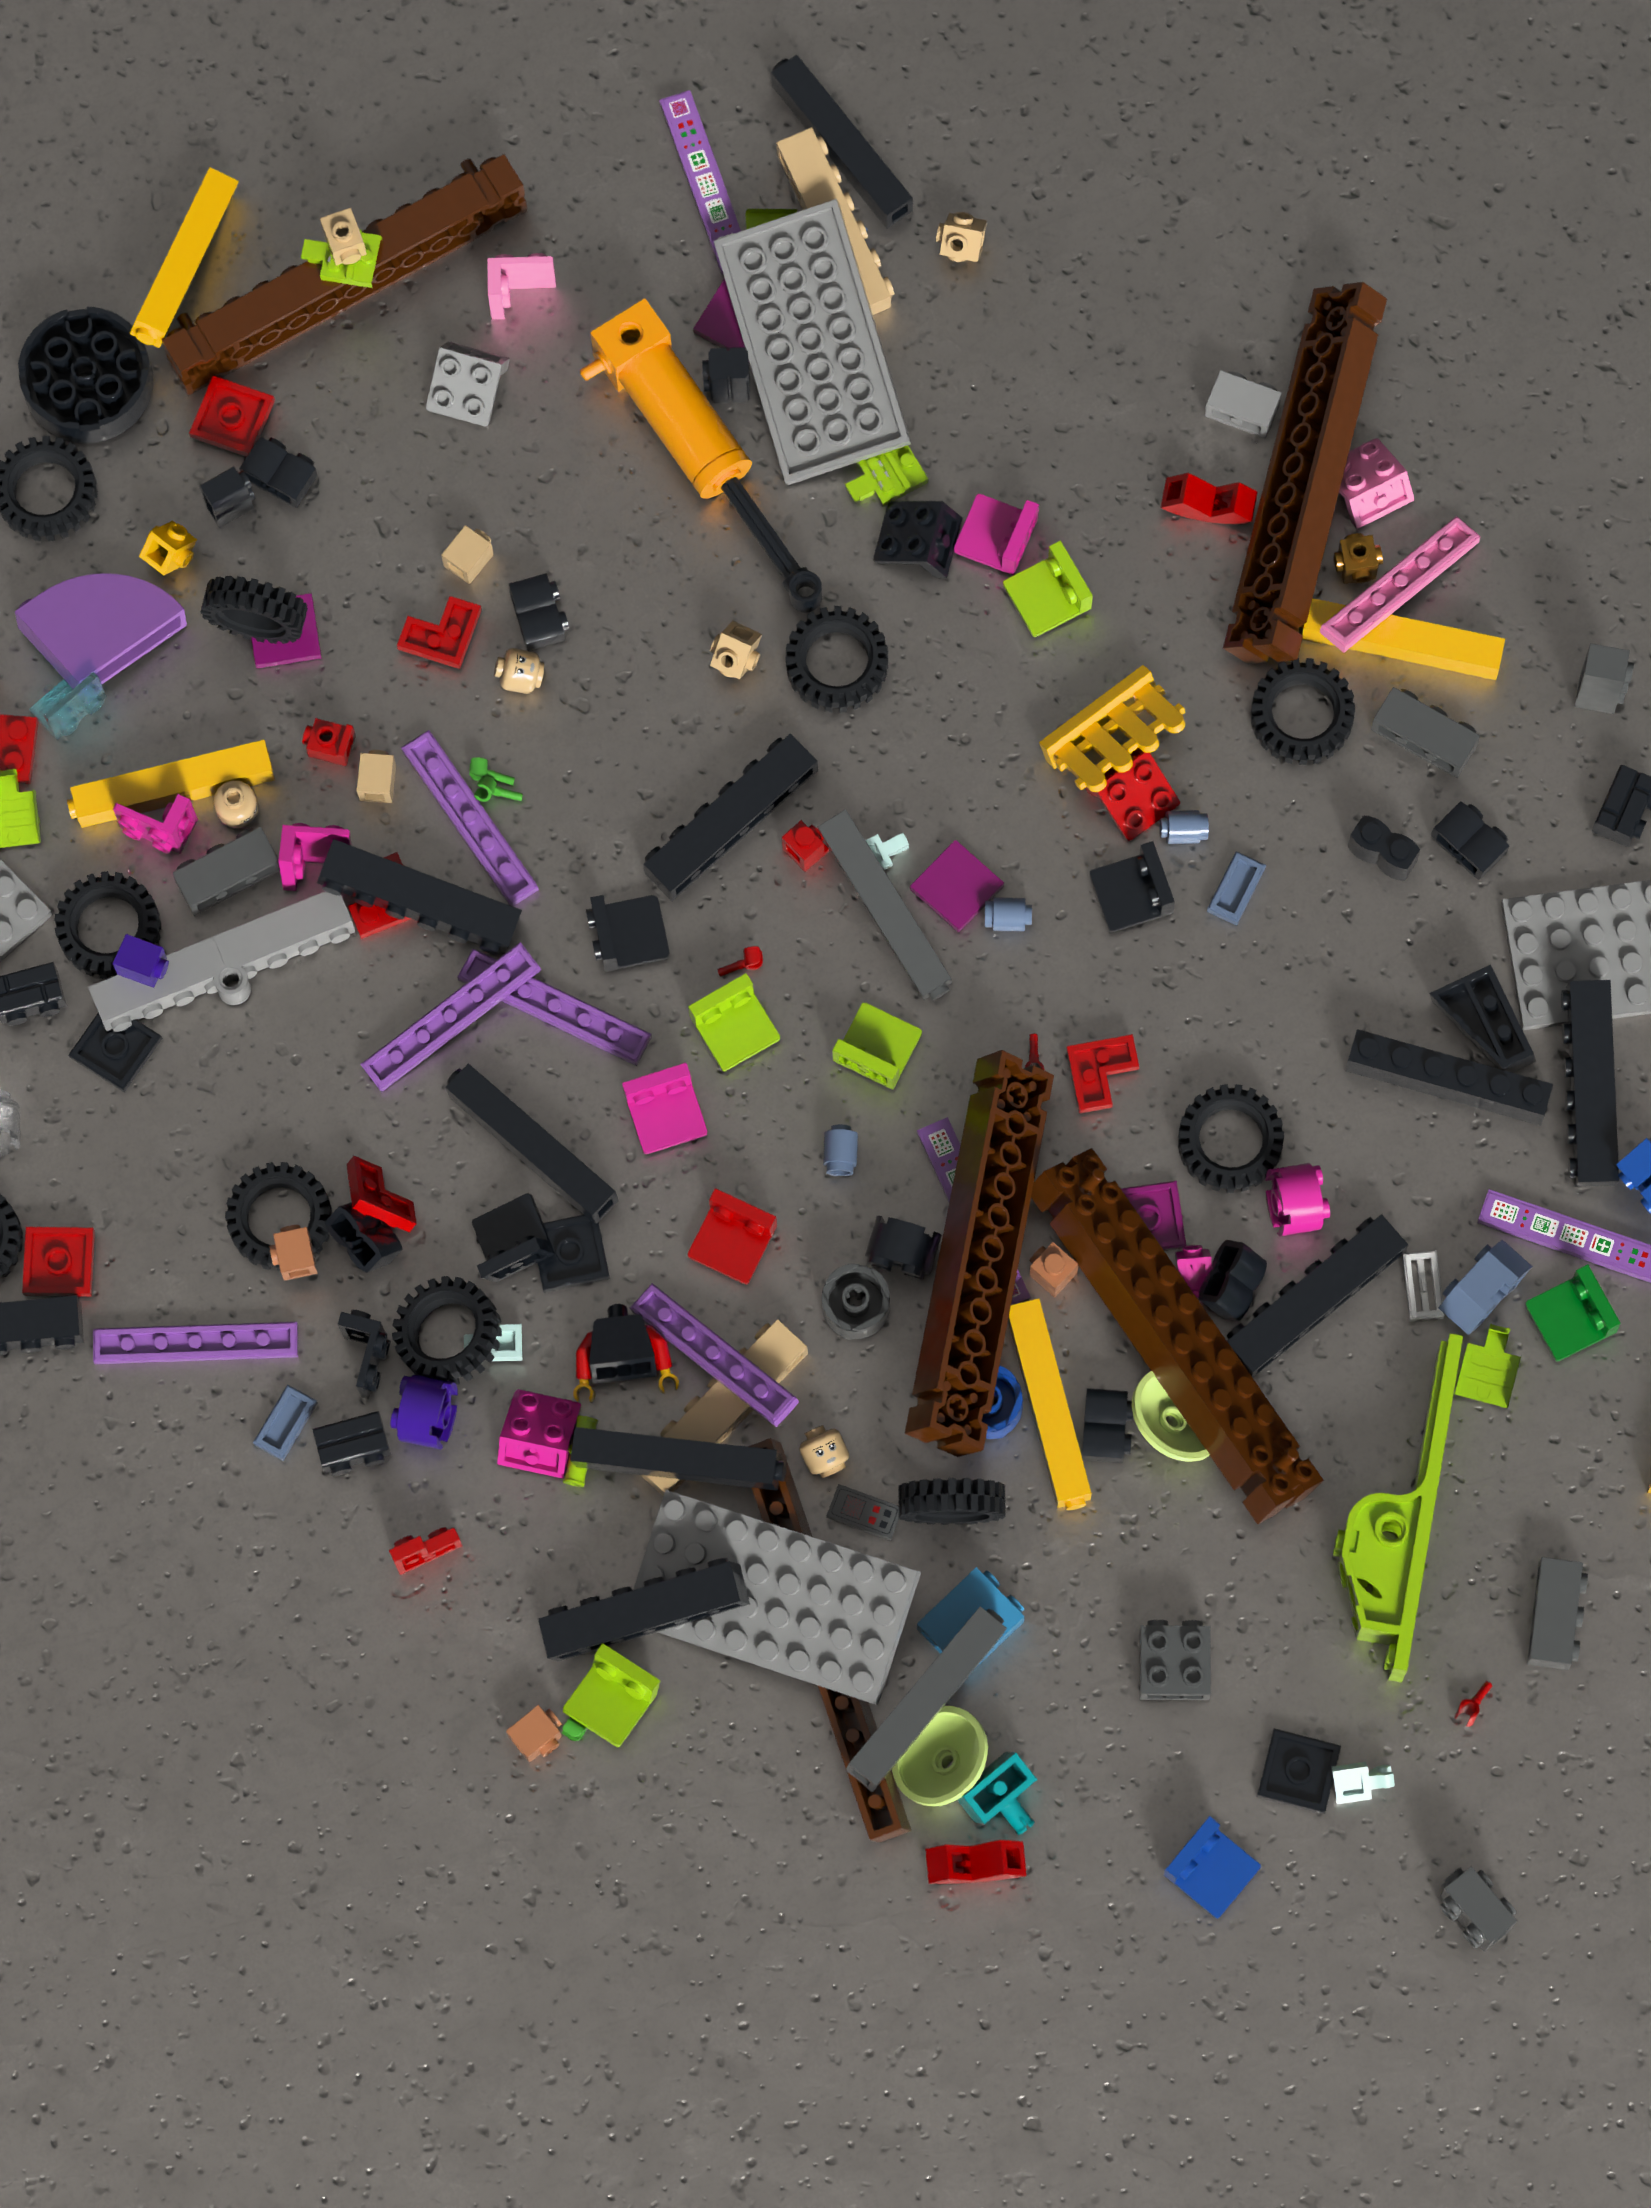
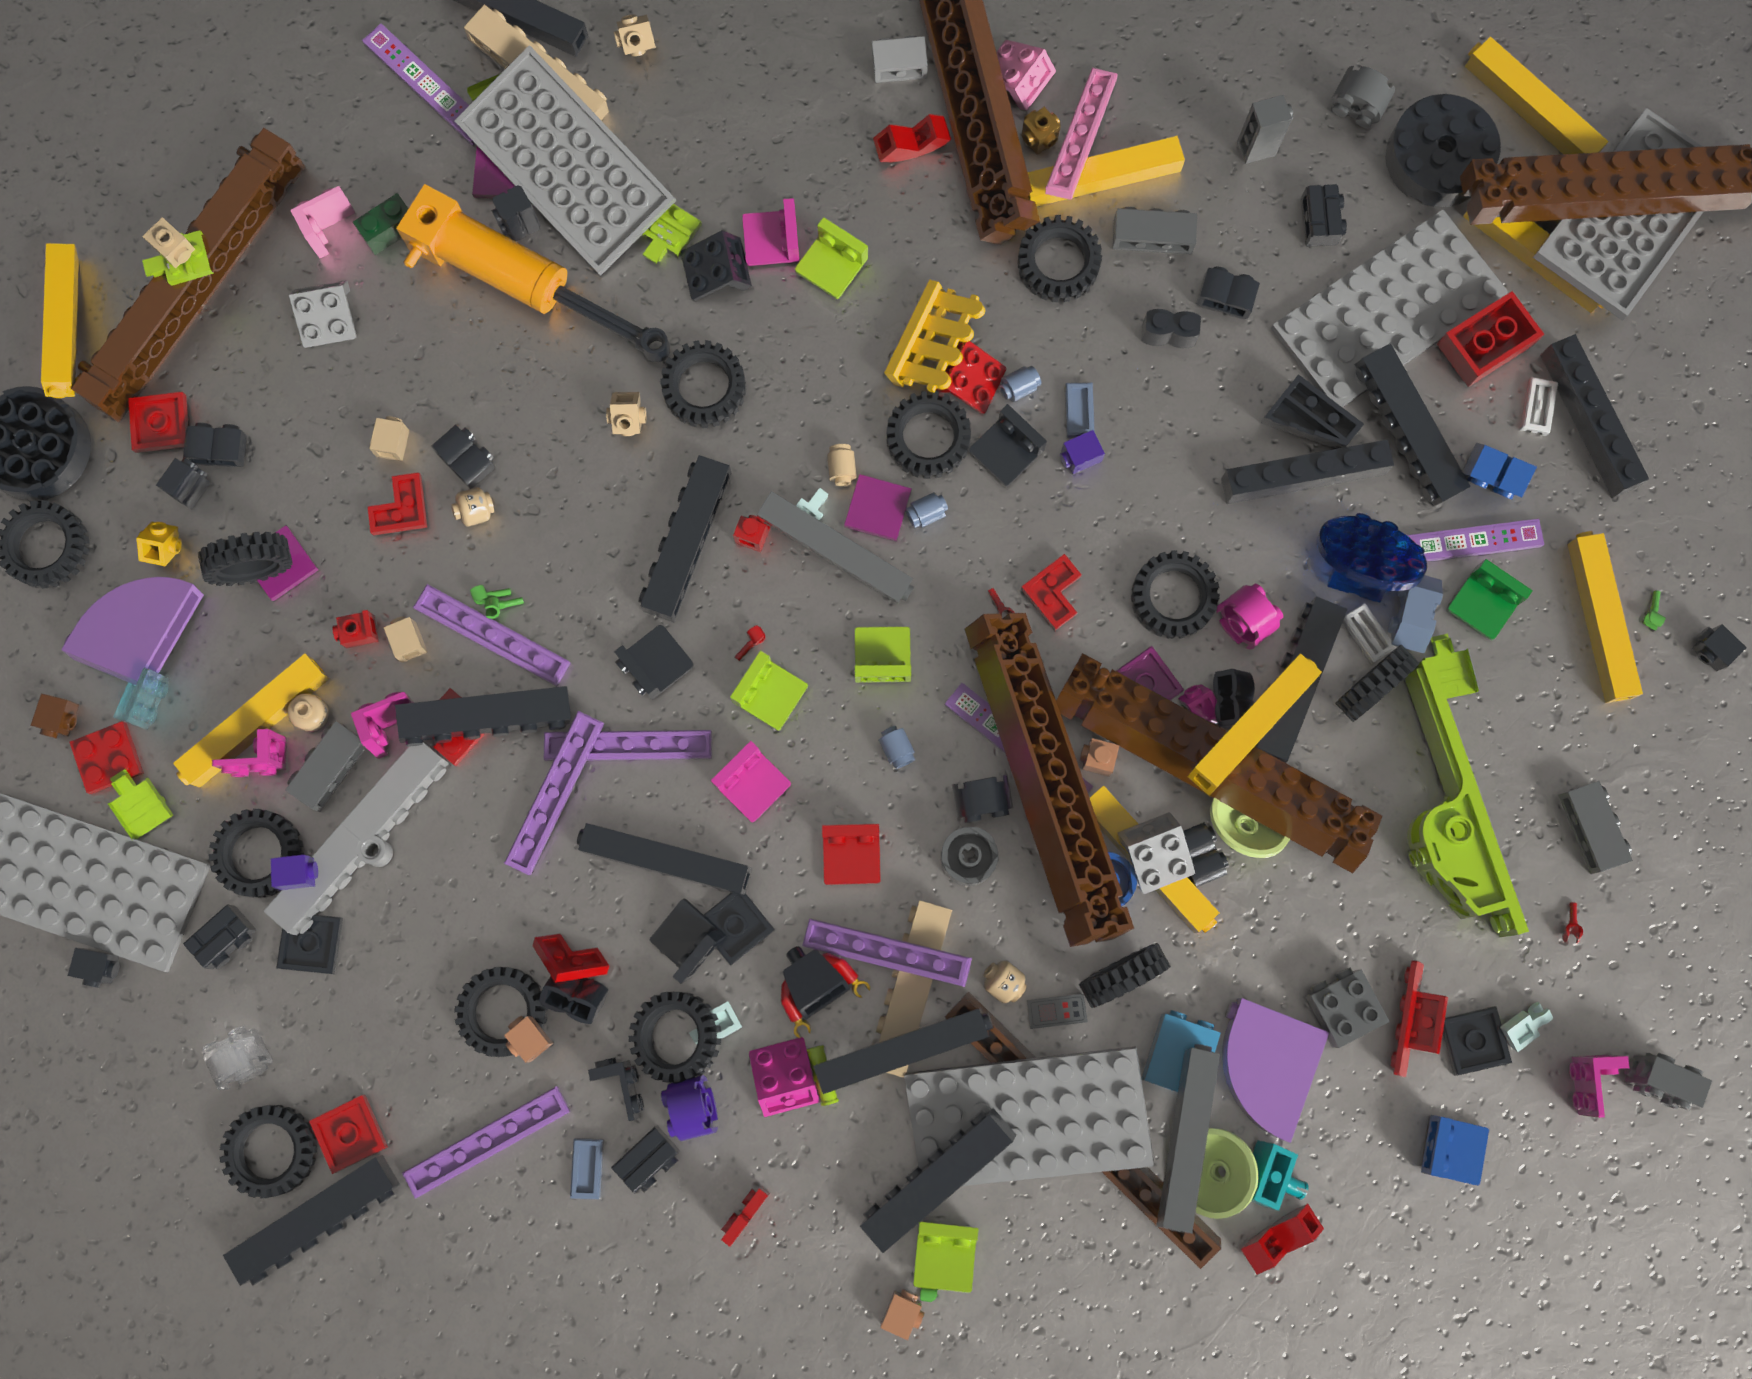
camera: 30 degrees left, 5 degrees up
(578, 315) = (380, 223): none -> dark green brick
(941, 819) = (841, 464): none -> tan brick
(1056, 1395) = (1157, 852): none -> light grey bracket
(1058, 796) = (925, 404): none -> black tyre
(1062, 1679) = (1270, 1065): none -> medium lavender brick
(1211, 935) = (1082, 452): none -> dark purple brick
(1231, 1308) = (1254, 724): none -> yellow brick
(1247, 1716) = (1421, 1020): none -> red bracket
(1391, 1335) = (1377, 683): none -> black tyre
(1415, 1856) = (1587, 1073): none -> dark pink bracket
(1462, 1198) = (1370, 556): none -> clear blue bracket

